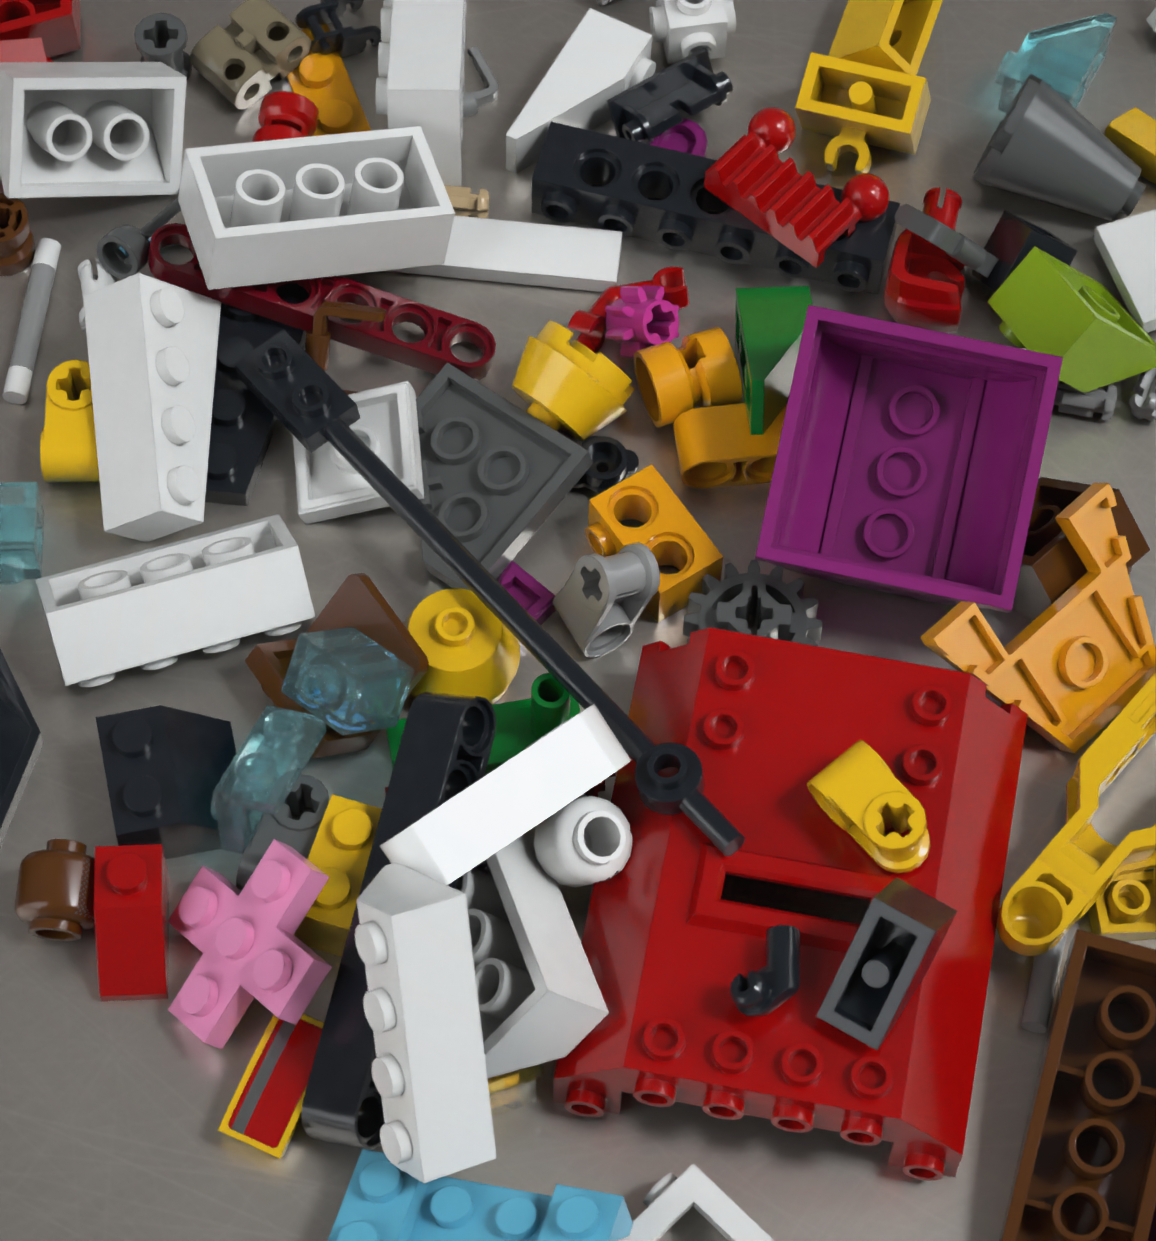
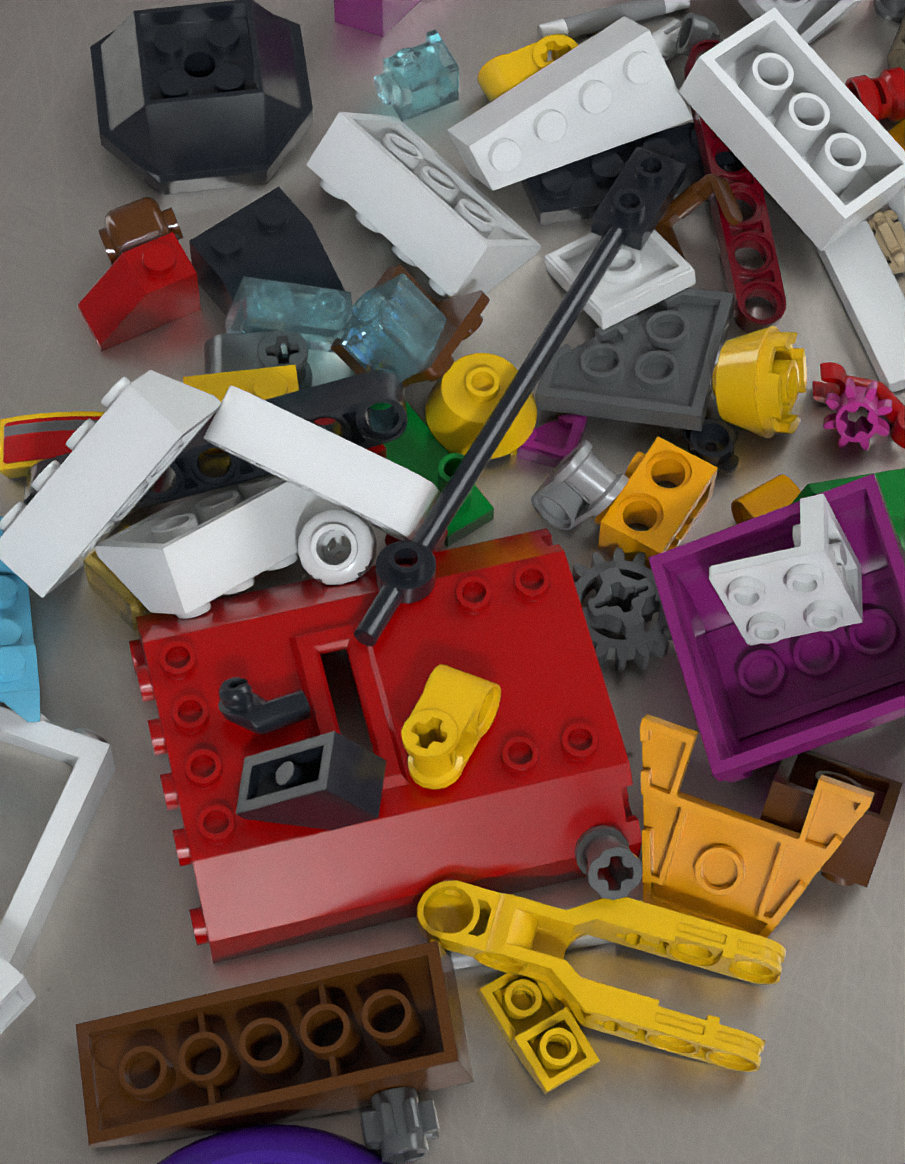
camera: 65 degrees right, 0 degrees up
(248, 944) = (169, 346): bright pink plate -> none
(689, 376) = (817, 455): light orange wheel -> none
(877, 430) = (798, 587): none -> white bracket
(1047, 747) = (608, 862): none -> dark grey bush

